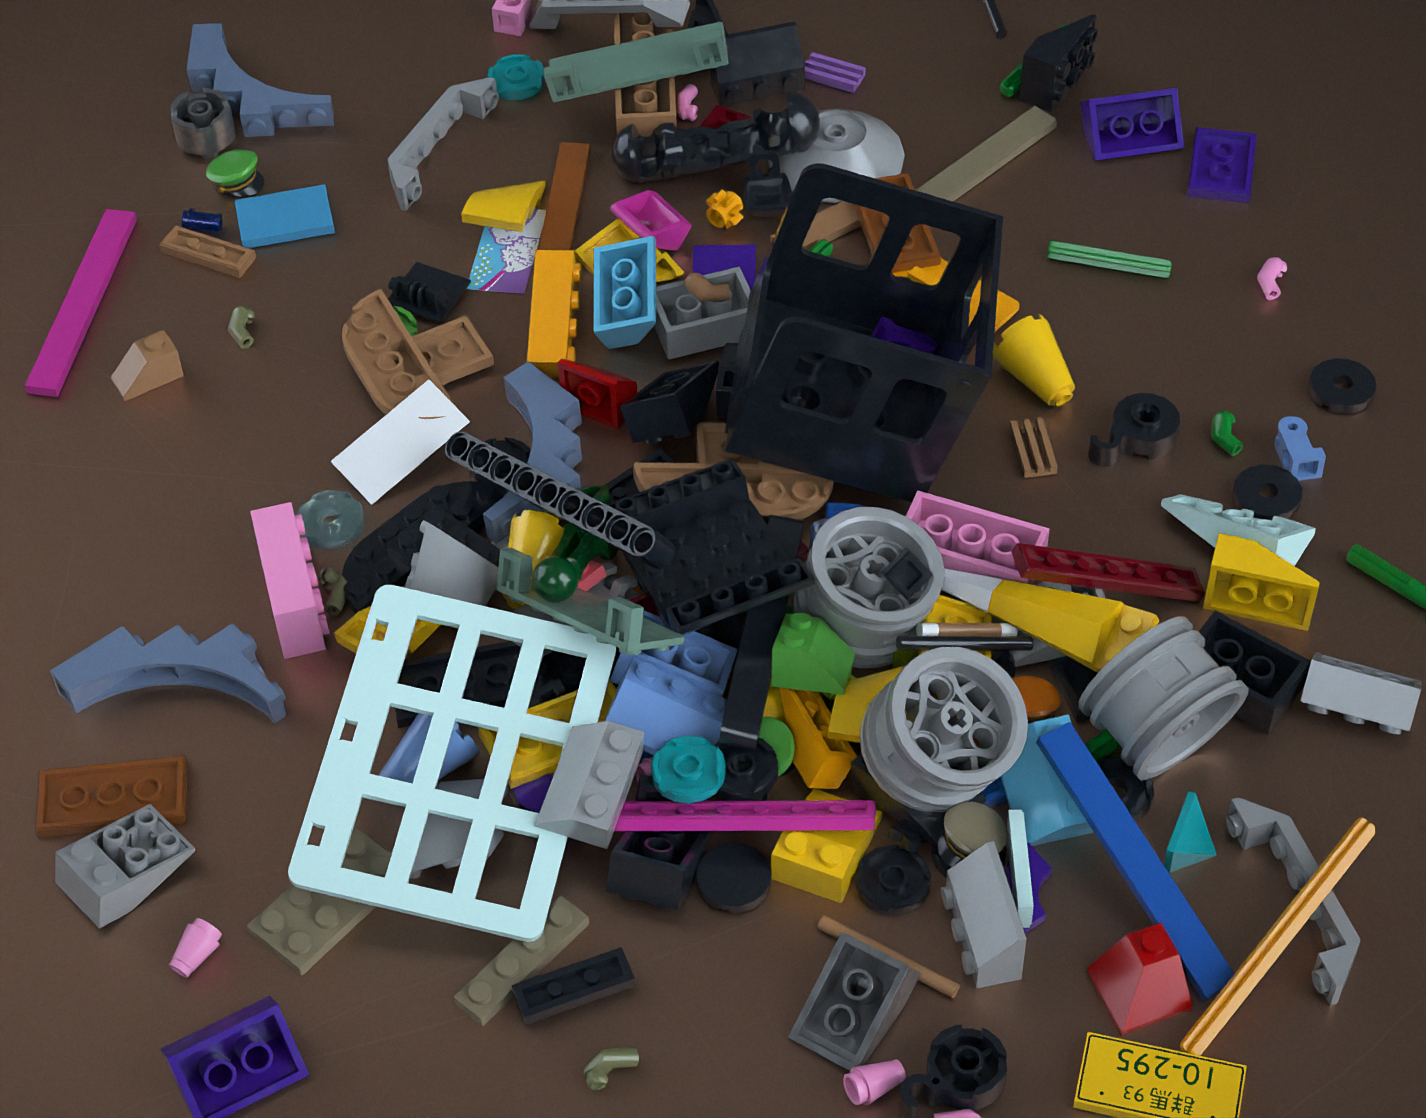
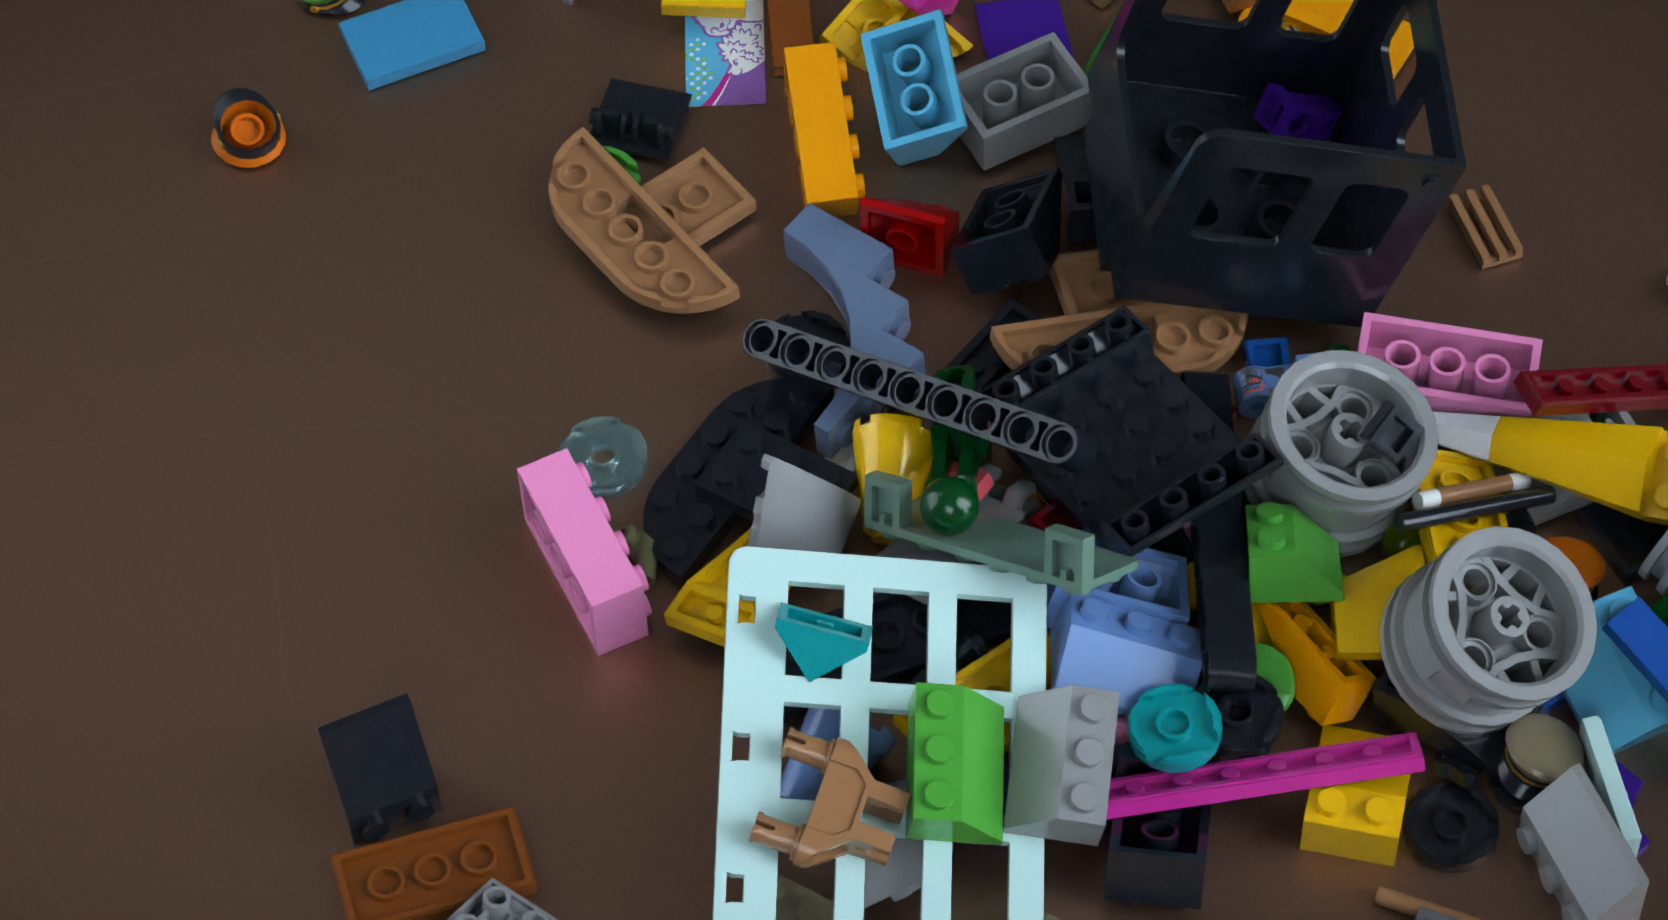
camera: 10 degrees left, 5 degrees up
(80, 303) = (173, 199): dark pink tile -> none
(85, 710) = (379, 769): none -> black slope
(146, 261) = (246, 129): none -> orange piece
(147, 366) = (296, 279): medium nougat slope -> none
(173, 658) = (465, 678): sand blue arch -> none
(201, 221) = (302, 59): clear blue pin -> none
(207, 251) = (325, 101): medium nougat tile -> none
(236, 328) = (397, 203): olive arm -> none
(399, 442) = (669, 338): white sticker -> none
(406, 787) = (835, 816): none -> medium nougat connector
(426, 660) = (820, 640): none -> teal slope
(507, 769) = (954, 765): none -> bright green slope
(704, 290) = (1019, 73): medium nougat arm -> none
(733, 877) = (1254, 855): black tile -> none
(1035, 360) = (1482, 118): yellow cone -> none
(1139, 425) = (1616, 178): black piece -> none

